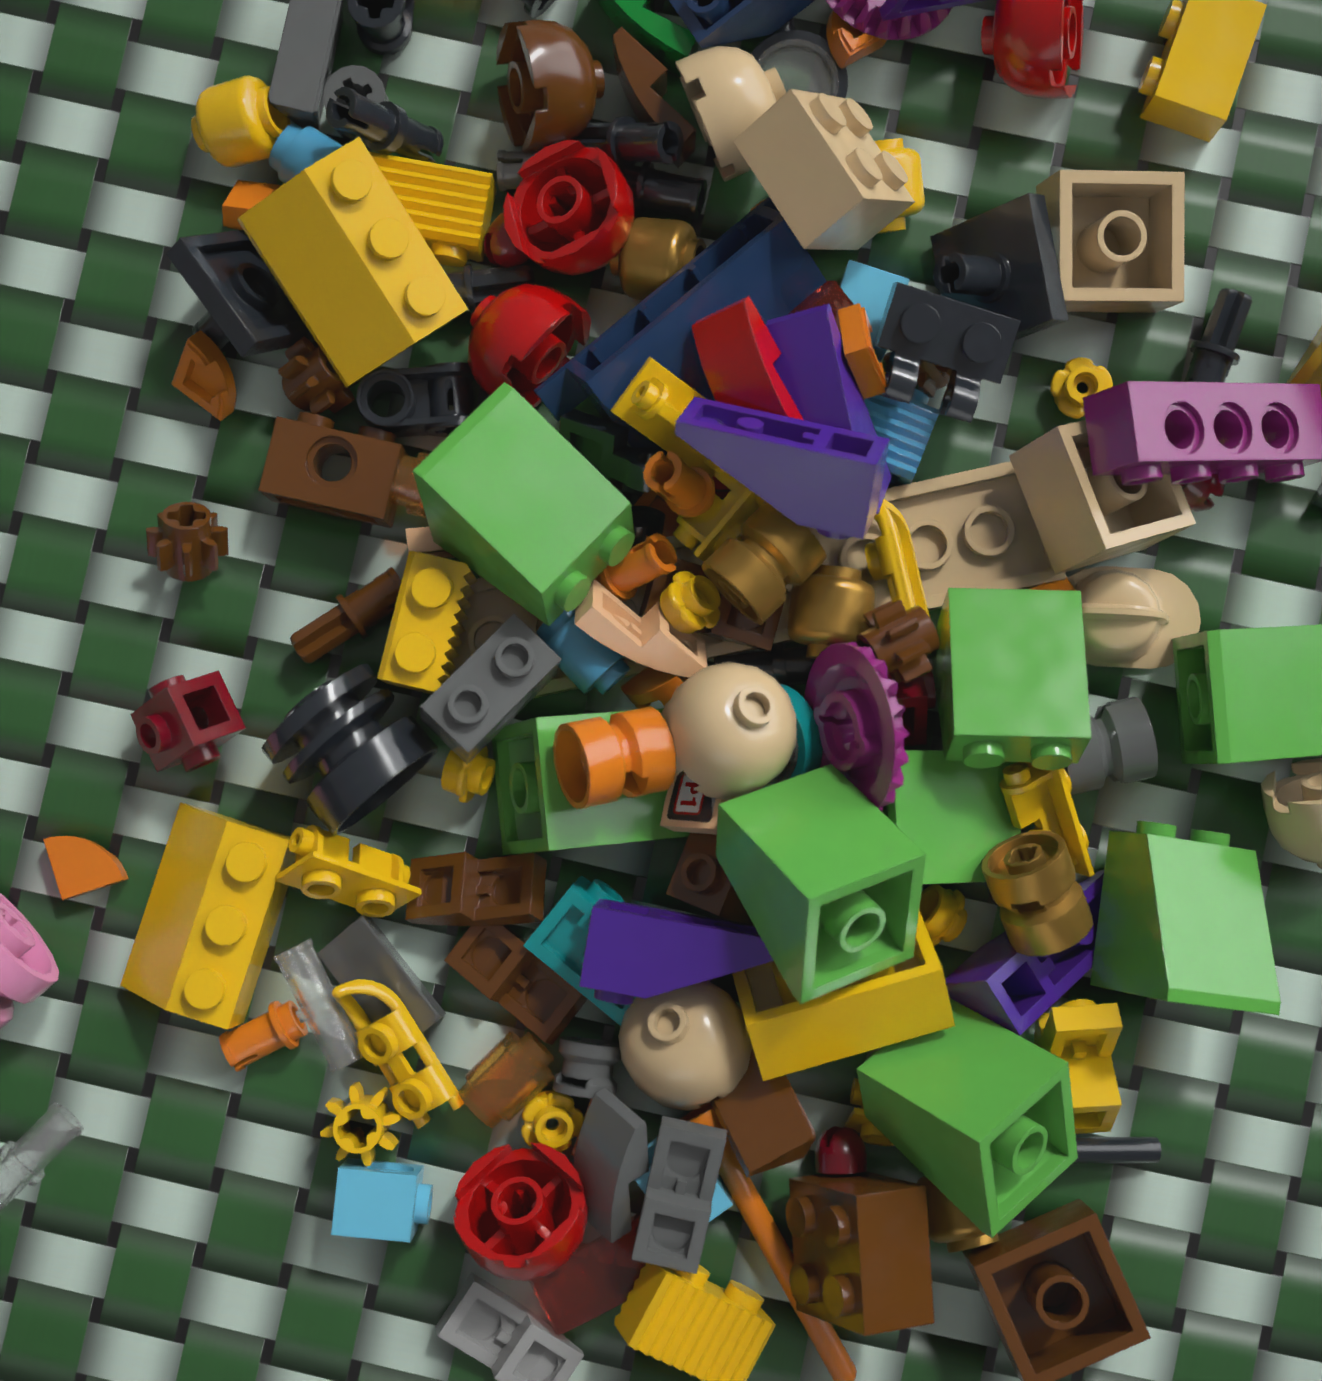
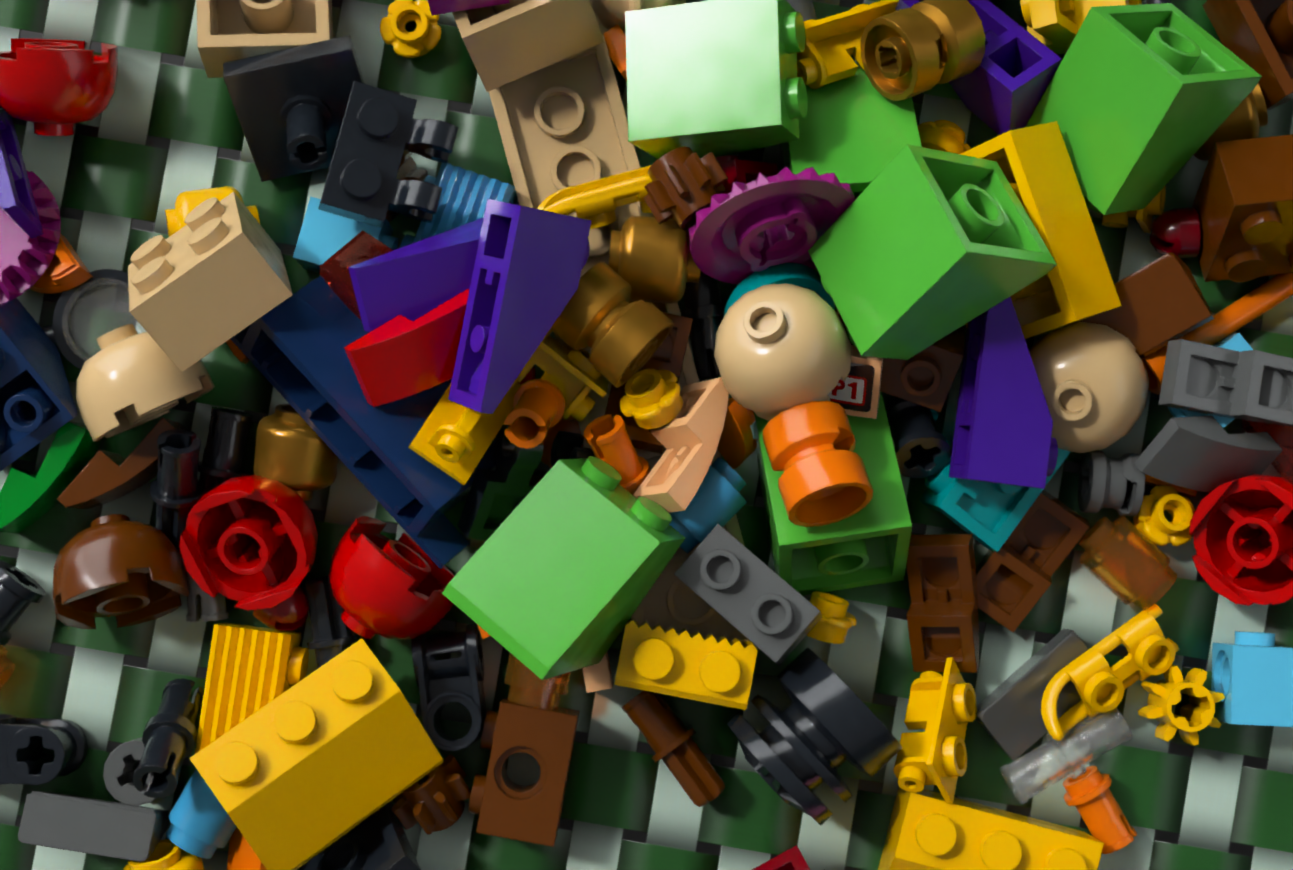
camera: 90 degrees left, 0 degrees up
(635, 871) = (918, 444): none -> black bush
(859, 351) = (391, 237): orange tile -> none

